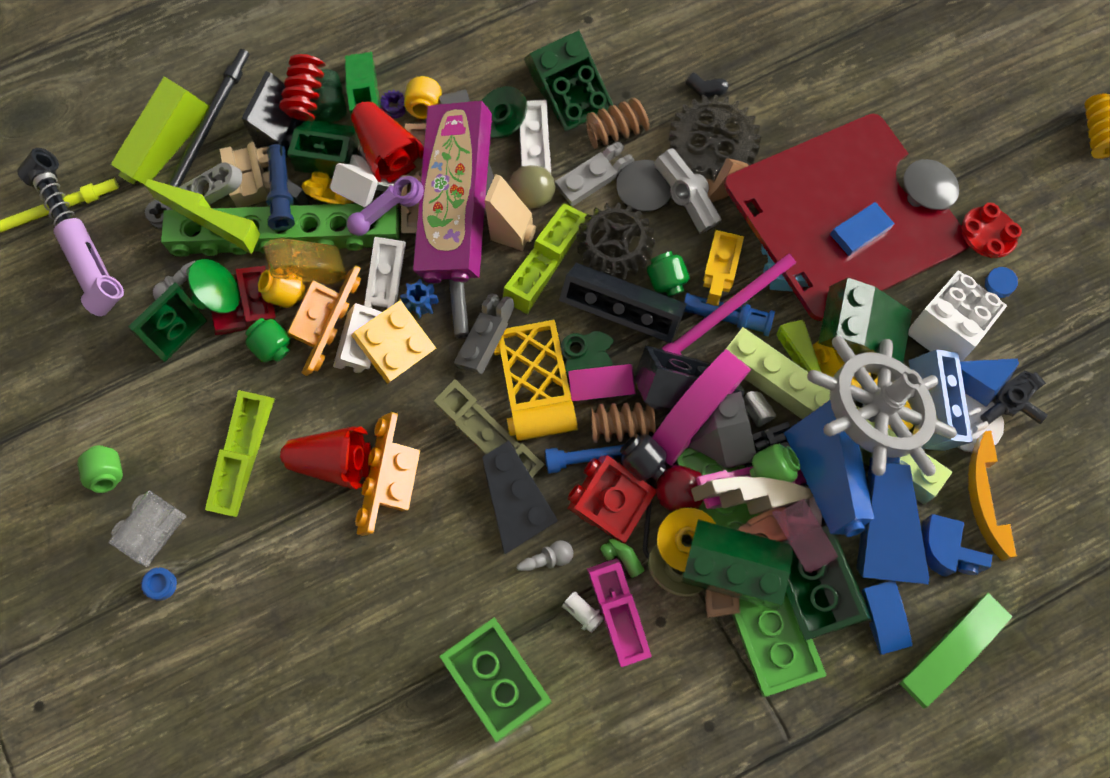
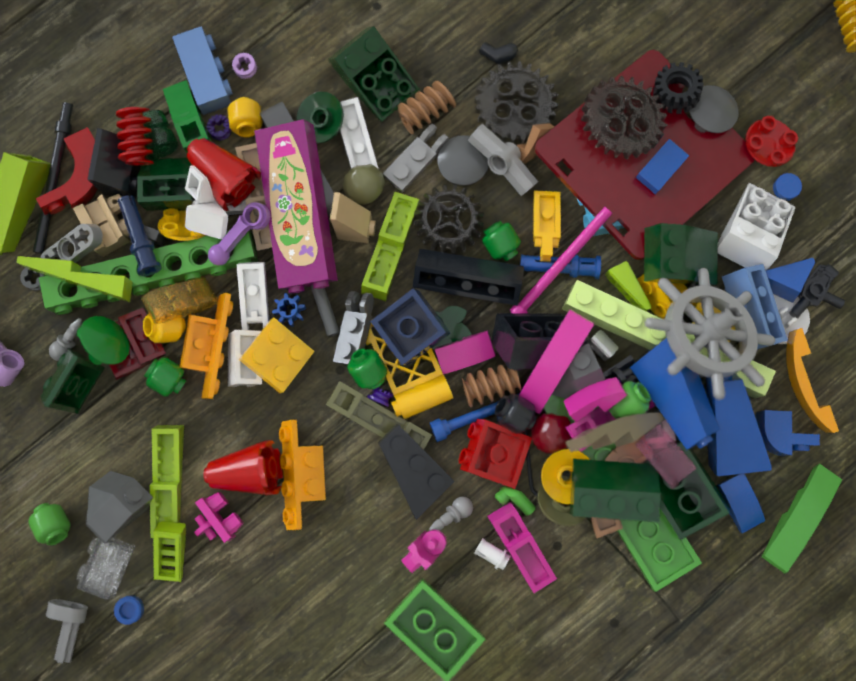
camera: 15 degrees left, 10 degrees up
(94, 575) = (72, 615): none -> light grey piece
(177, 463) = (115, 504): none -> dark grey slope
(210, 524) = (170, 534): none -> lime slope
(231, 130) = (77, 188): none -> red arch
(288, 514) = (224, 527): none -> dark pink hips
(355, 147) = (199, 186): none -> white slope
(391, 45) = (203, 70): none -> medium blue brick
(439, 42) = (247, 58): none -> lavender bush
(488, 374) = (367, 369): none -> green head
(497, 410) = (380, 397): none -> dark purple bush
(506, 585) = (425, 550): none -> dark pink hips
(546, 338) = (410, 327): none -> dark blue brick
(745, 450) = (601, 394): none -> dark pink slope
(809, 169) = (602, 116): none -> clear smoke gear
(891, 164) = (683, 76): none -> black tyre

